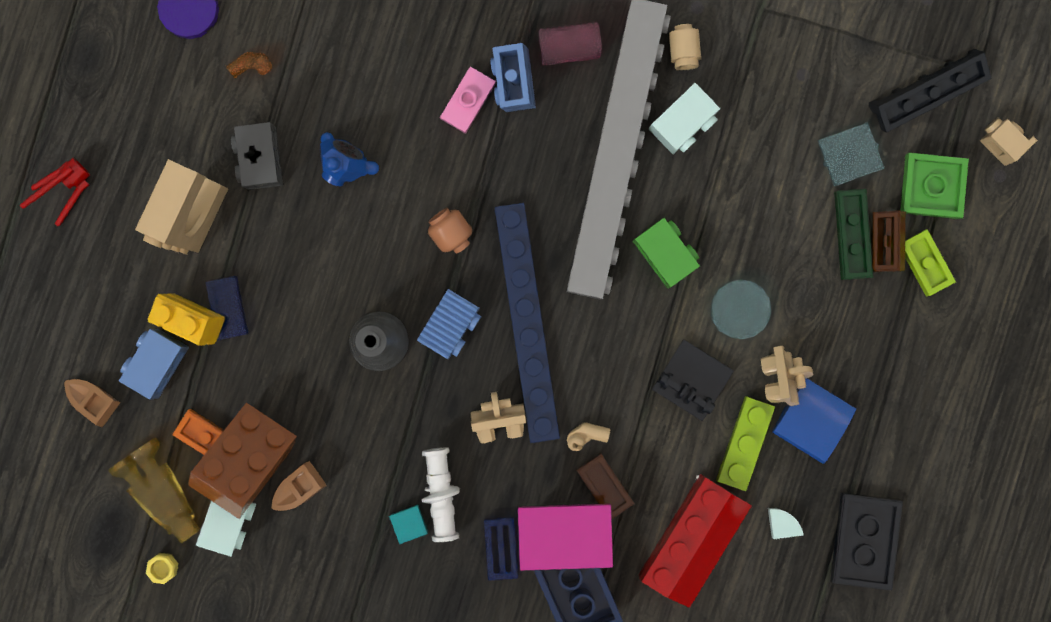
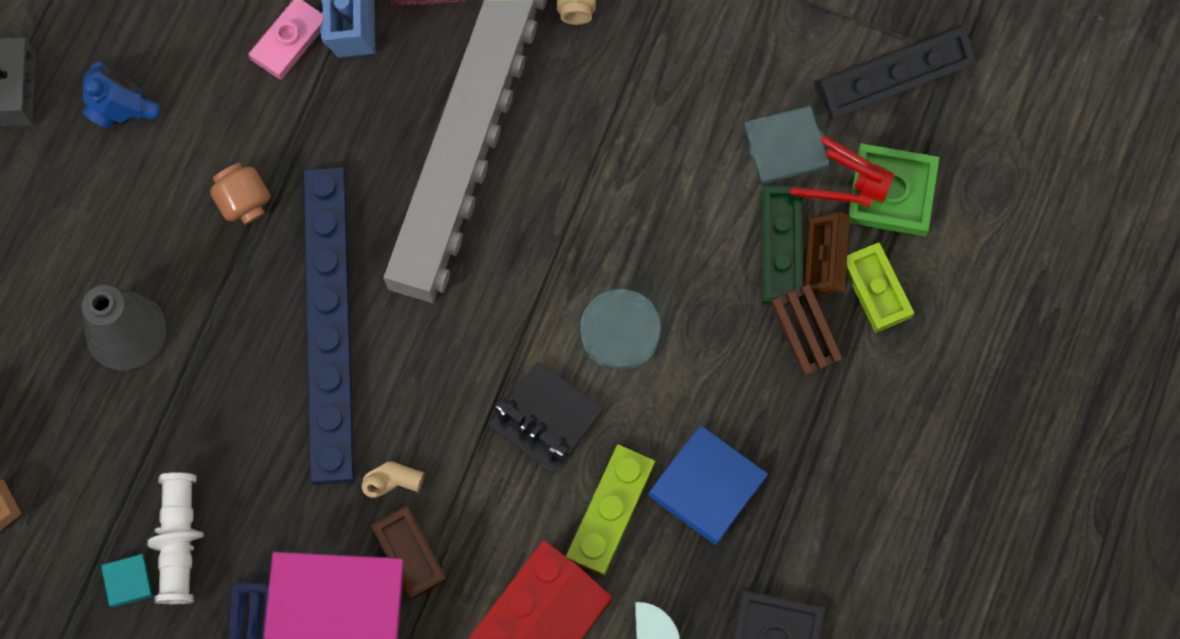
camera: 10 degrees right, 15 degrees down
(449, 325) = (221, 313): medium blue brick -> none
(496, 415) = (251, 447): tan hips -> none
(667, 252) = (525, 245): bright green brick -> none
(684, 119) = (565, 78): light aqua brick -> none
(788, 376) = (674, 414): tan hips -> none
(887, 294) = (820, 323): none -> reddish brown tile
(920, 184) = (872, 179): none -> red plant
(1006, 140) = (992, 139): tan brick -> none

